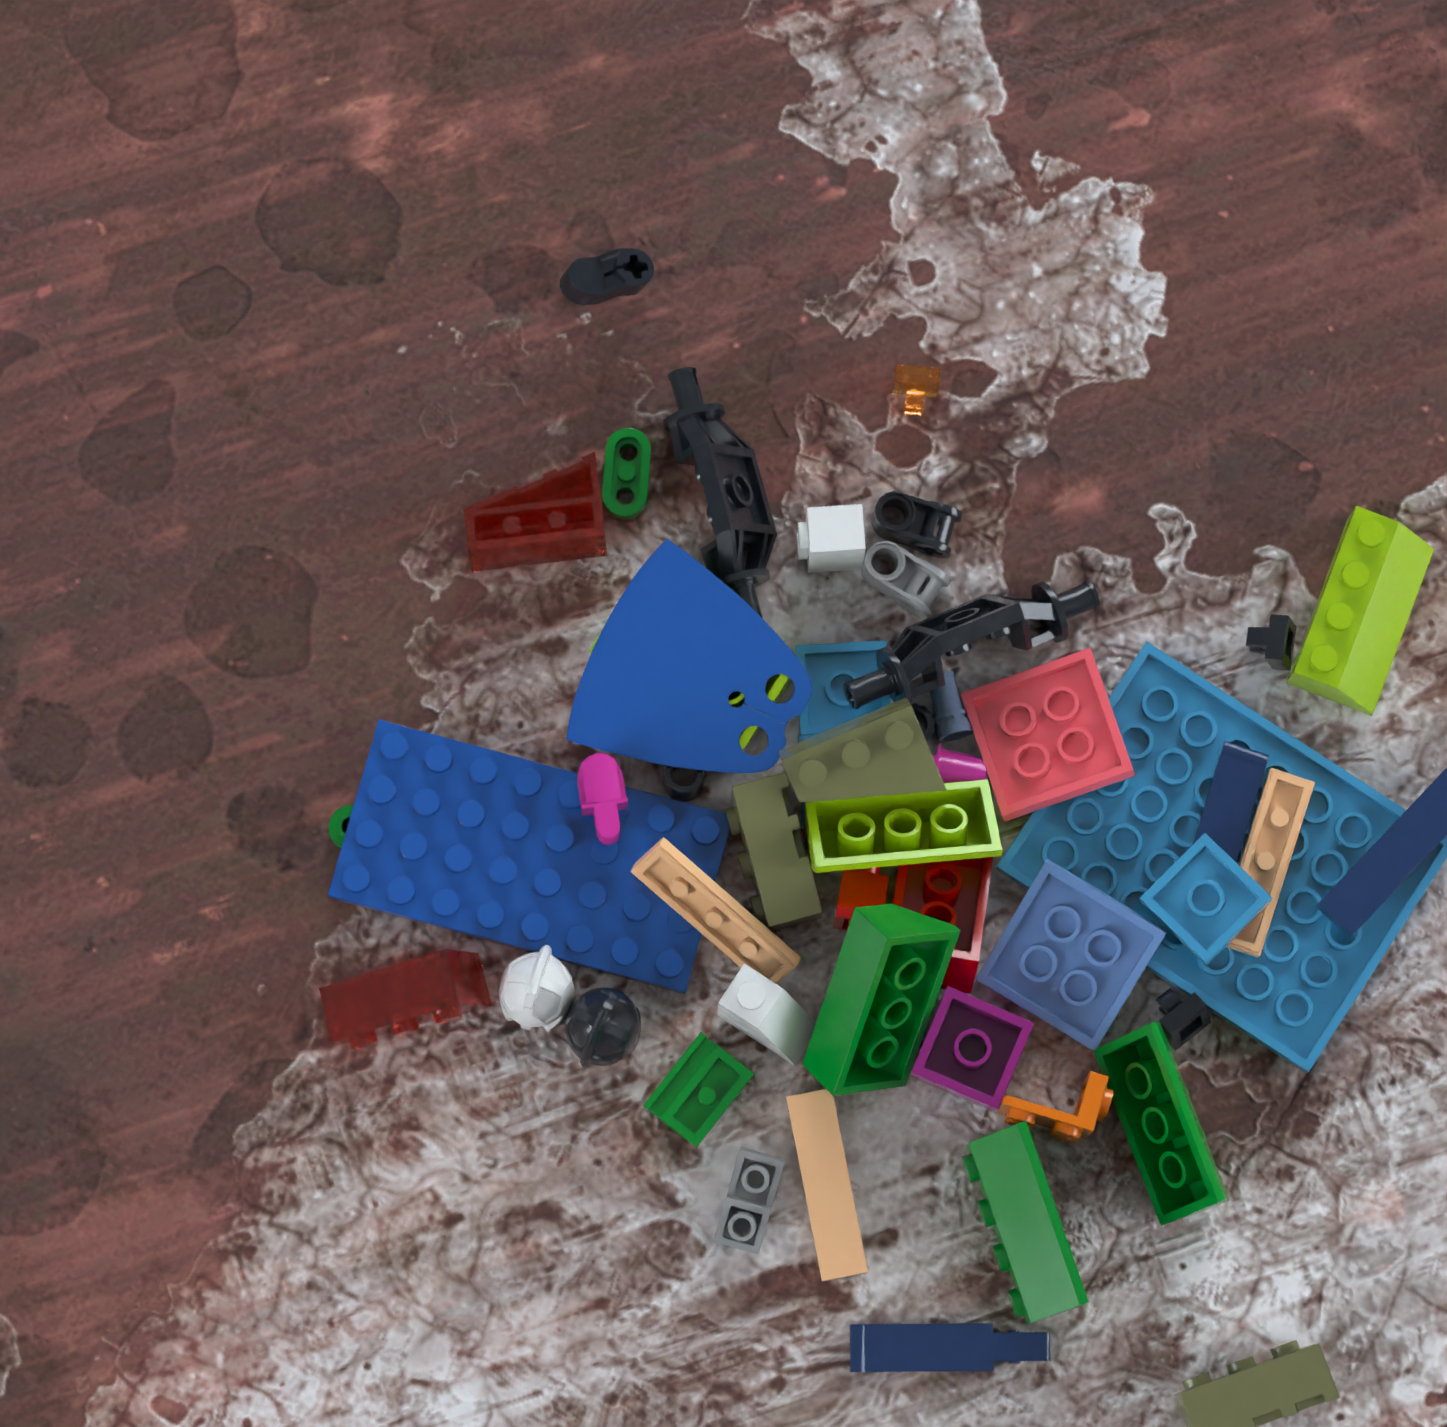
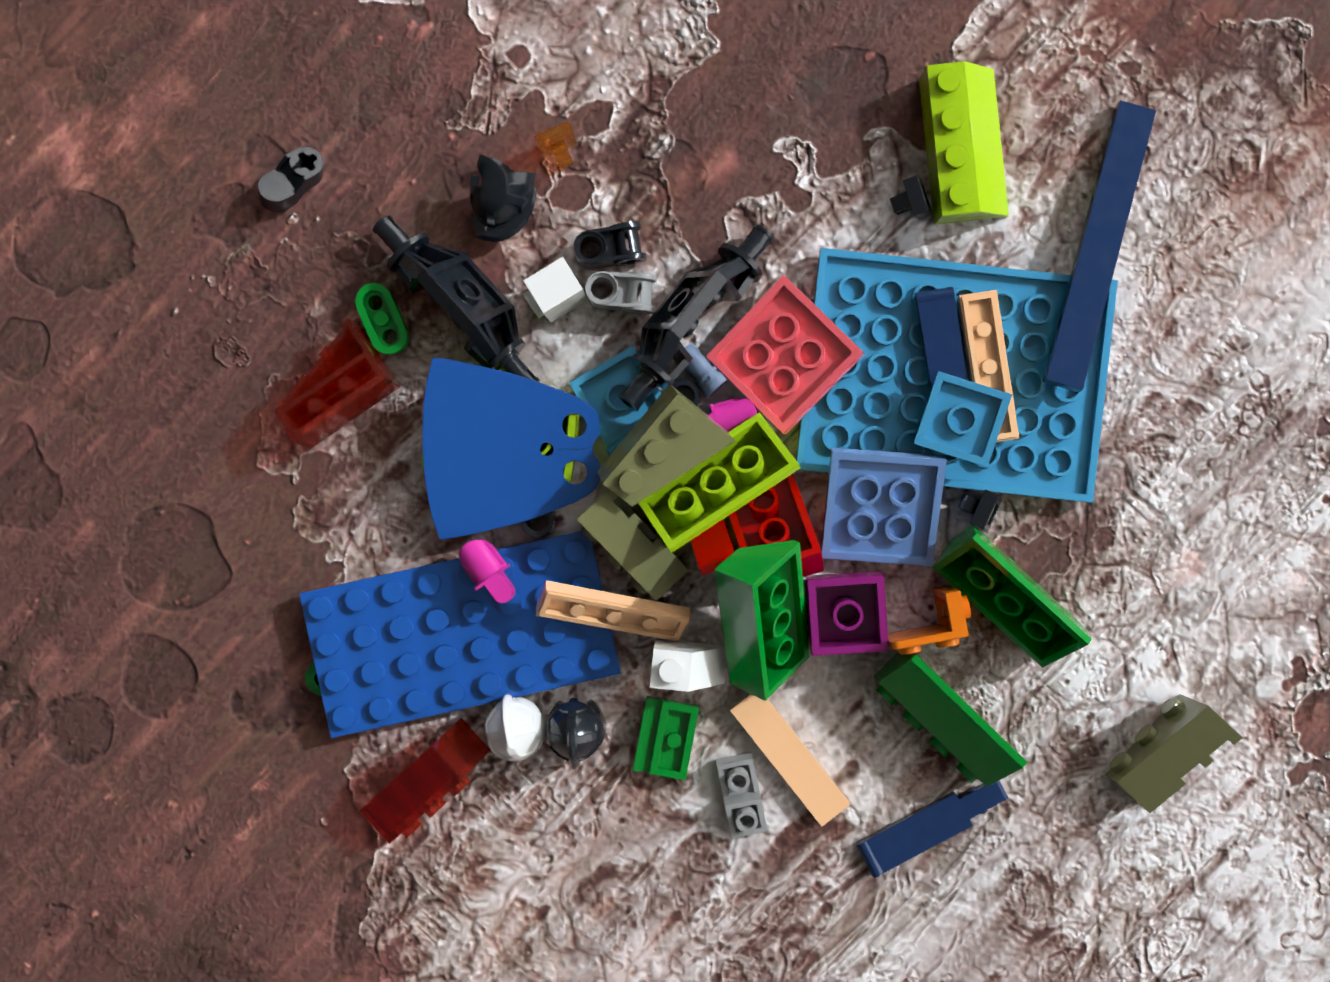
camera: 25 degrees left, 10 degrees up
(824, 417) = (502, 201): none -> black helmet

